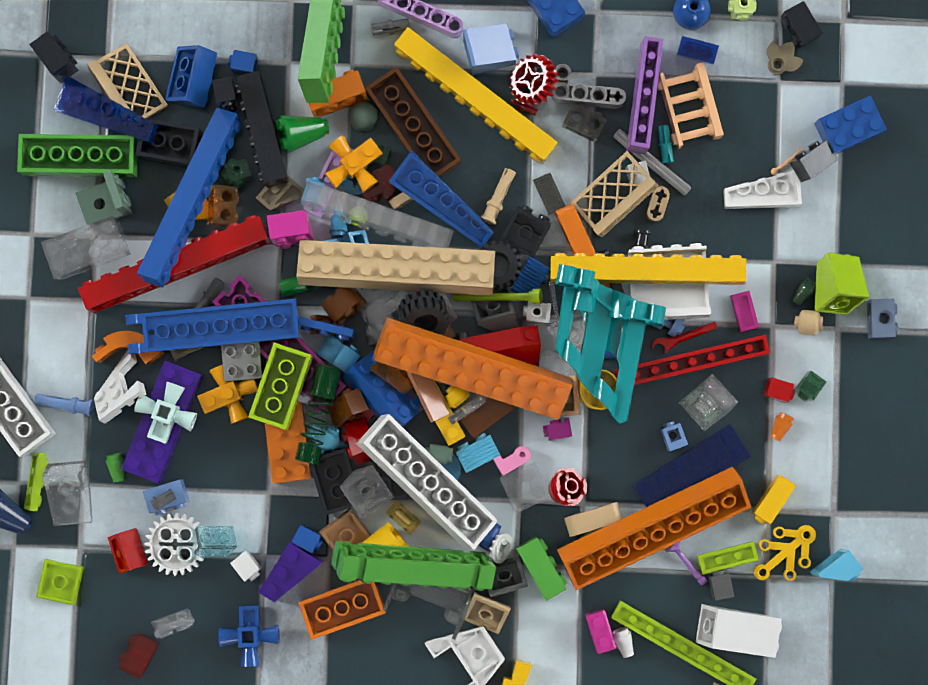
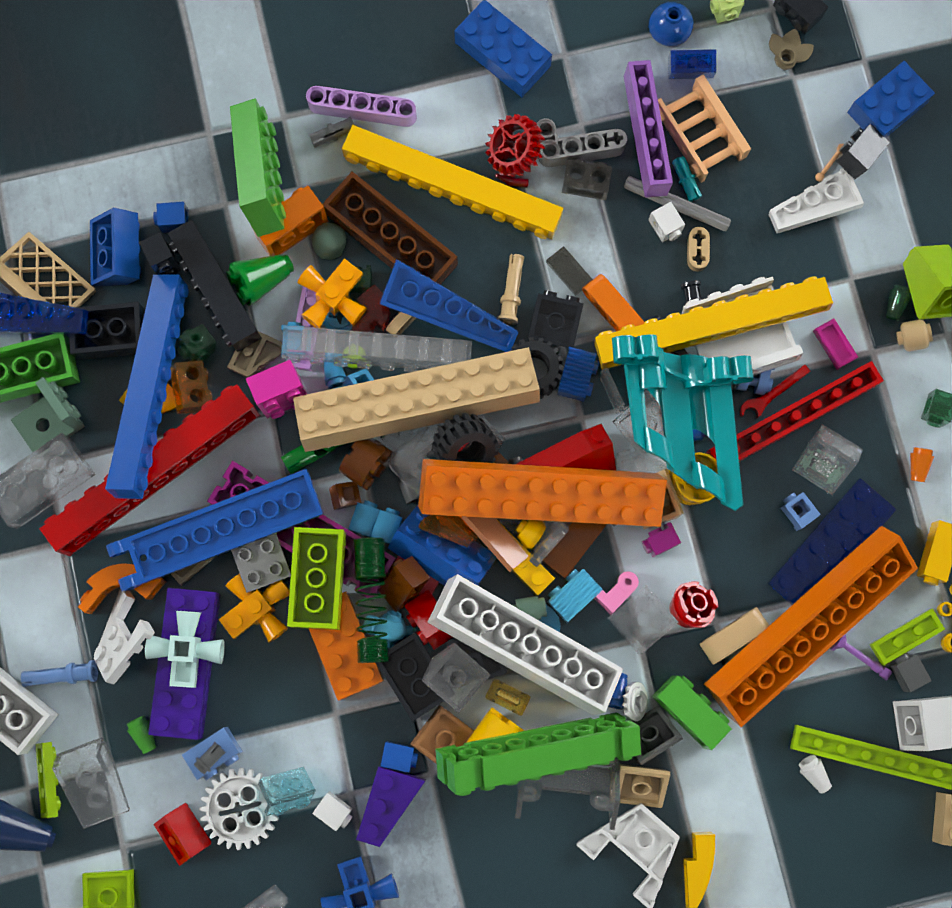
camera: 15 degrees left, 5 degrees down
(210, 293) = (204, 491): dark grey axle -> none
(326, 329) = (353, 496): blue plate -> none
(341, 608) = (463, 830): orange brick -> none
(489, 48) = (452, 124): slope -> none
(495, 314) = (546, 421): dark grey slope -> none
(534, 296) = (588, 390): lime piece -> none
(544, 316) = (606, 410): white brick -> none
(600, 631) = (784, 768): dark pink brick -> none
(625, 206) = (662, 260): tan fence -> none
(779, 390) = (905, 422): red brick -> none

